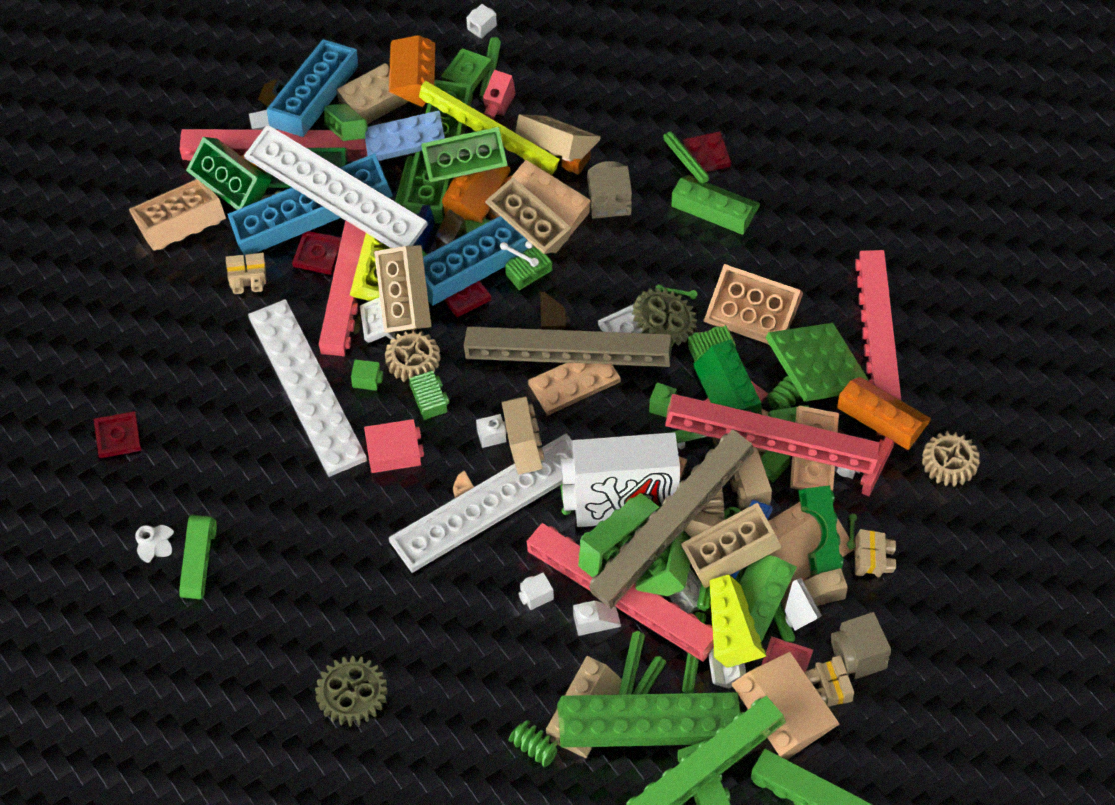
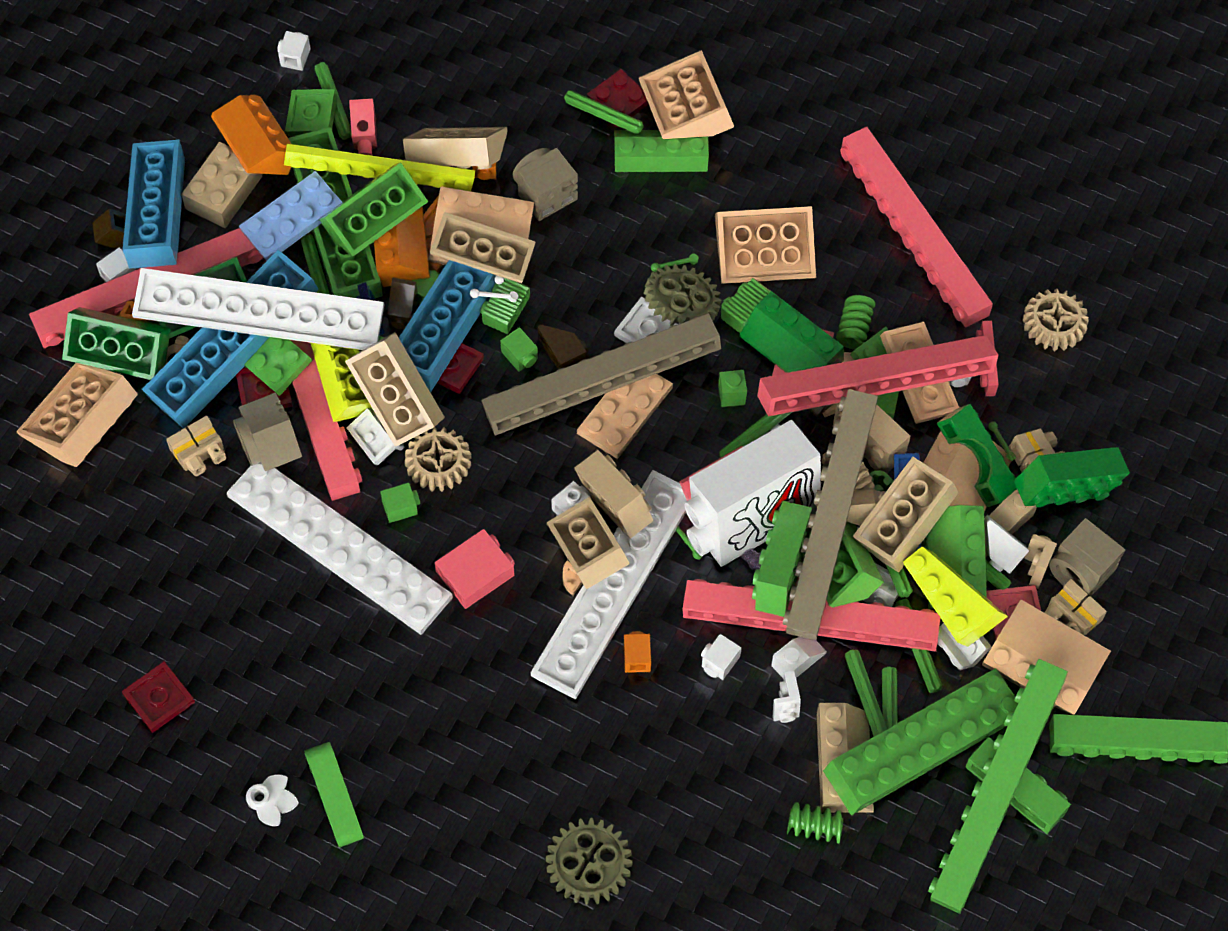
camera: 30 degrees left, 5 degrees up
(296, 282) = (266, 433): none -> dark tan piece
(334, 237) = (278, 363): none -> bright green plate
(345, 122) = (214, 228): bright green brick -> none
(428, 394) = (480, 493): bright green brick -> none
(475, 559) = (637, 652): none -> orange brick
(482, 462) = (588, 543): none -> tan brick
(519, 304) = (519, 349): none -> bright green brick
(565, 646) = (788, 705): none -> white bracket
(753, 172) = (686, 99): none -> light nougat slope
(815, 360) = (869, 275): bright green plate -> none
(823, 629) = (1040, 554): none -> tan bracket
(882, 412) = (968, 301): orange slope -> none
(883, 577) = (1071, 477): none -> green brick

